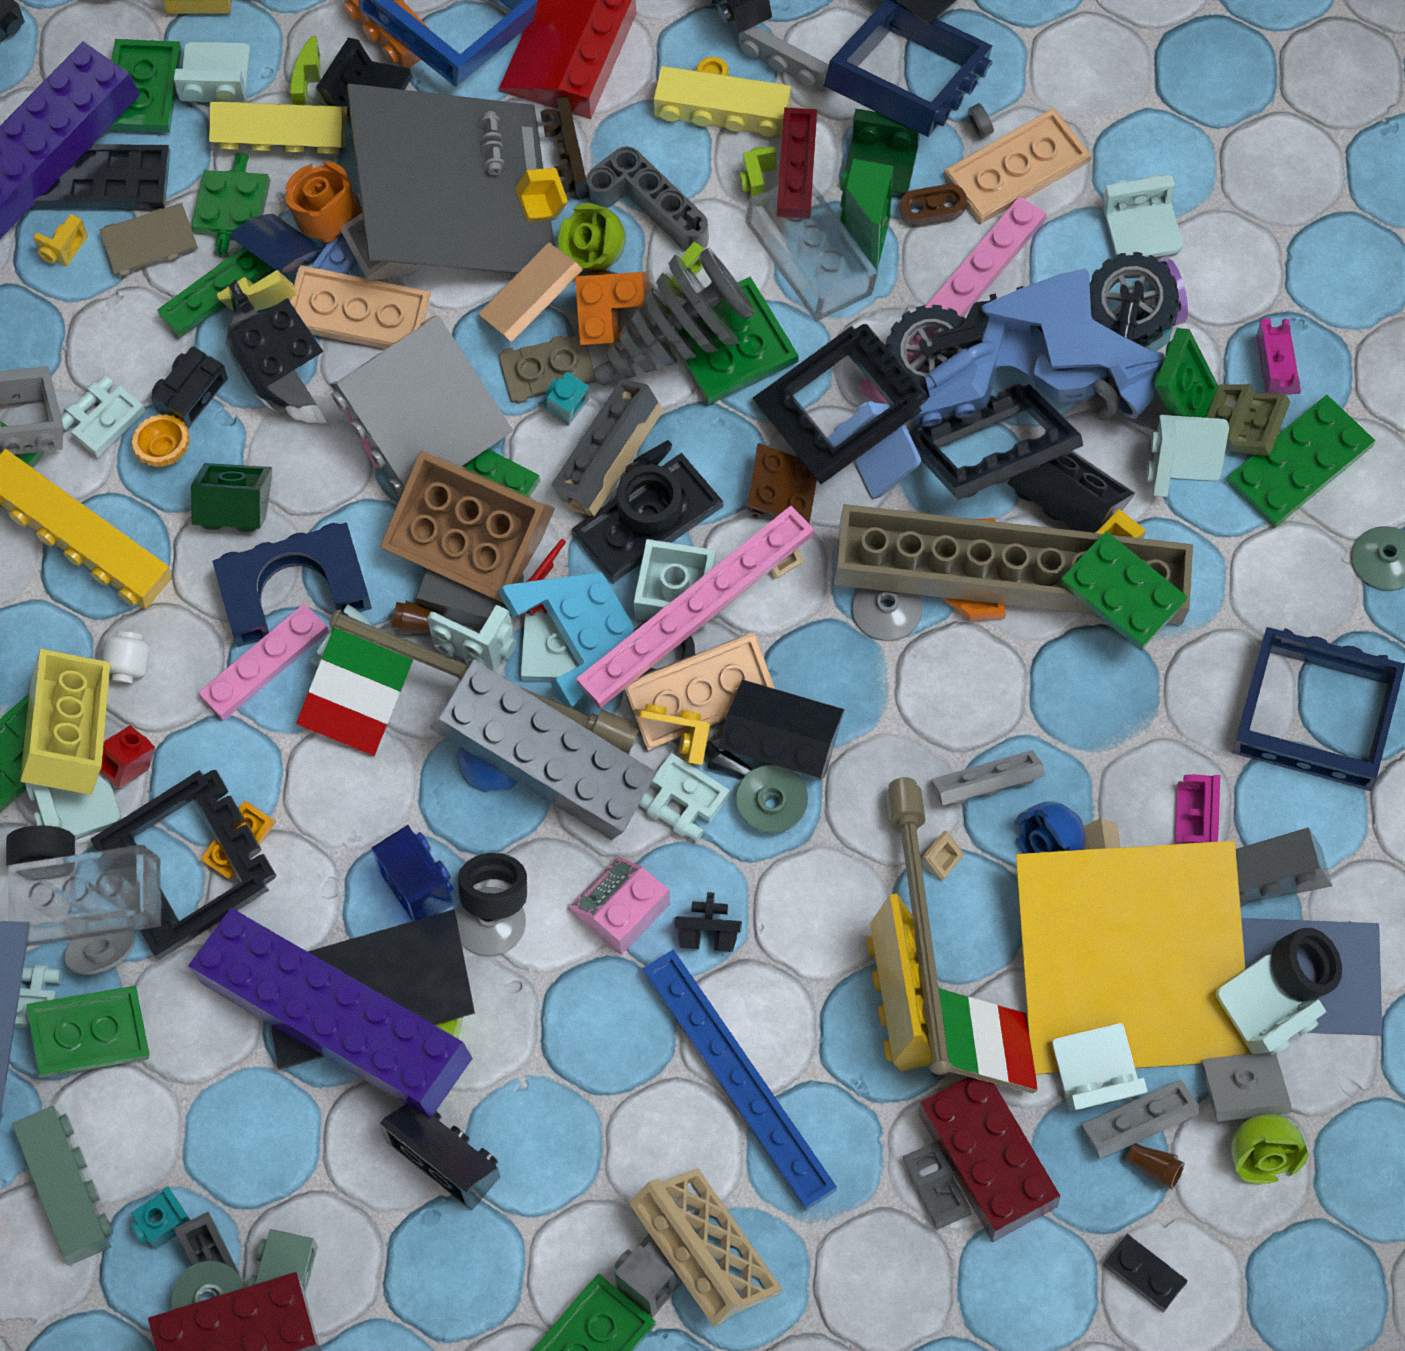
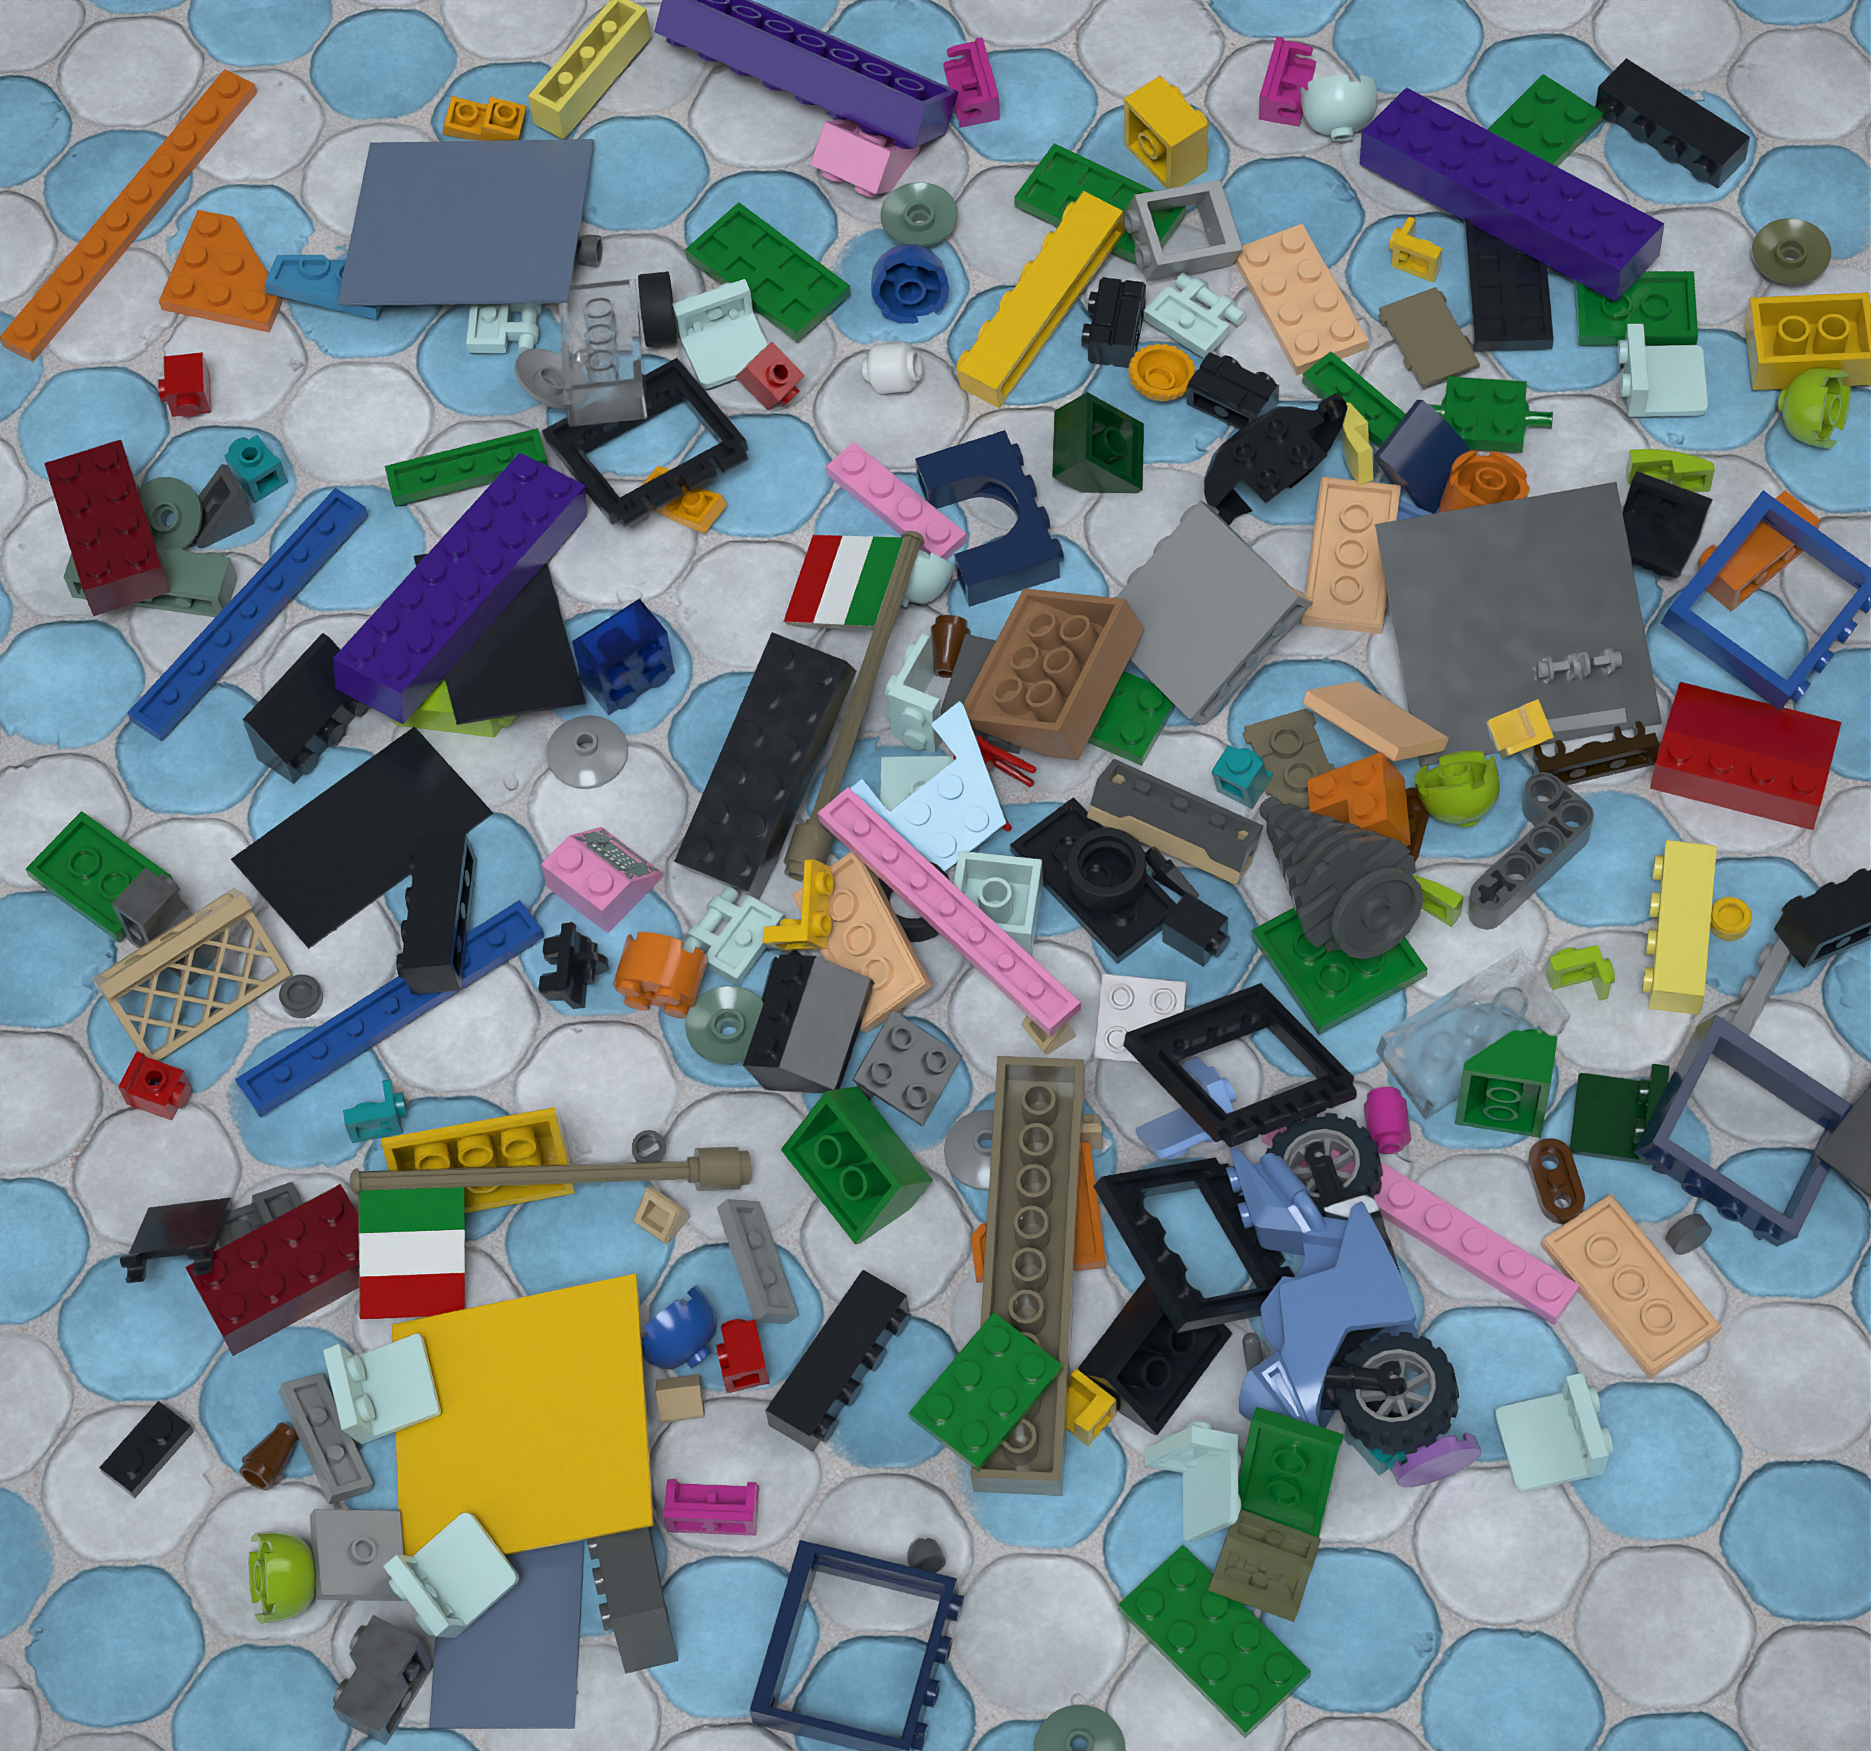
camera: 90 degrees right, 5 degrees down
(33, 629) = (909, 283): none -> blue cylinder
(60, 1287) = (186, 385): none -> red brick
(62, 1185) = (294, 375): sand green brick -> none
(65, 722) = (795, 304): light yellow brick -> none
(87, 1031) = (456, 376): green plate -> none
(94, 334) = (1299, 298): none -> light nougat plate
(102, 475) = (1115, 322): none -> black brick
(183, 1026) = (460, 467): none -> green plate
(278, 125) = (1589, 429): light yellow brick -> none
(322, 1219) = (247, 614): none -> blue plate
(492, 905) = (631, 719): black tyre -> none
(561, 1115) = (359, 836): none -> black piece
(658, 1031) = (437, 914): none -> black brick
(704, 440) = (1196, 930): none -> black brick
(719, 1159) = (301, 996): none -> dark grey tile
(726, 847) = (659, 974): none -> orange brick
(796, 163) = (1576, 997): dark red plate -> none
(807, 1291) = (161, 1100): none -> red brick
(816, 661) = (906, 1068): none -> dark grey hinge
(847, 1091) = (374, 1119): none -> teal bracket
(879, 313) = (1387, 1119): none -> dark pink brick
(887, 859) = (644, 1141): none -> dark grey hinge
(903, 700) = (855, 1163): none -> green slope
(955, 1245) = (177, 1231): none -> black flag
(1071, 787) = (741, 1356): none -> red brick
(1076, 716) = (838, 1361): none -> black brick
(1237, 659) = (926, 1555): none -> dark grey hinge
(1277, 358) = (1360, 1609): dark pink hinge -> none
(1290, 975) = (497, 1656): black tyre -> none
(1355, 1062) = (386, 1679): none -> flat silver brick

